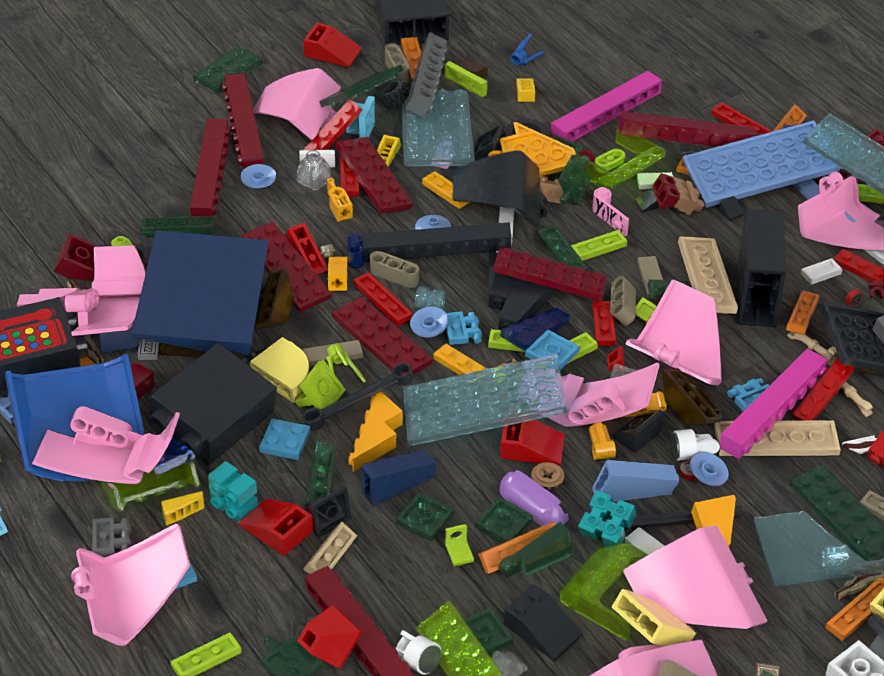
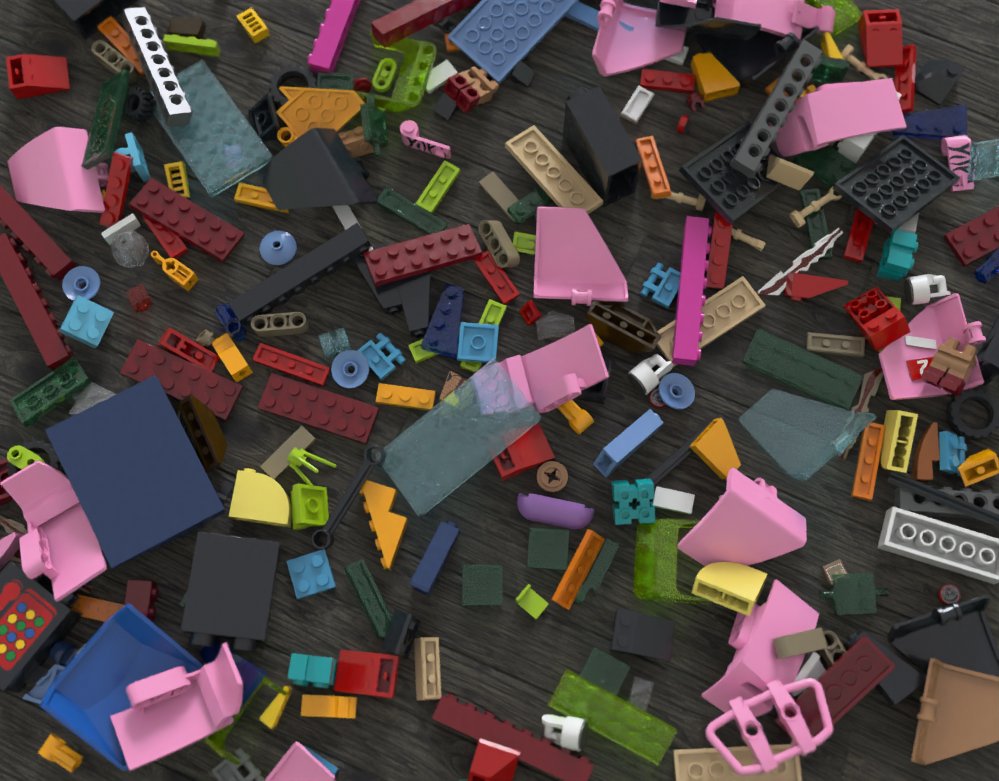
camera: 30 degrees left, 30 degrees up
(223, 528) = (328, 706): none -> light orange piece
(242, 195) = (86, 321): none -> medium azure piece
(295, 206) = (139, 298): none -> clear red bracket

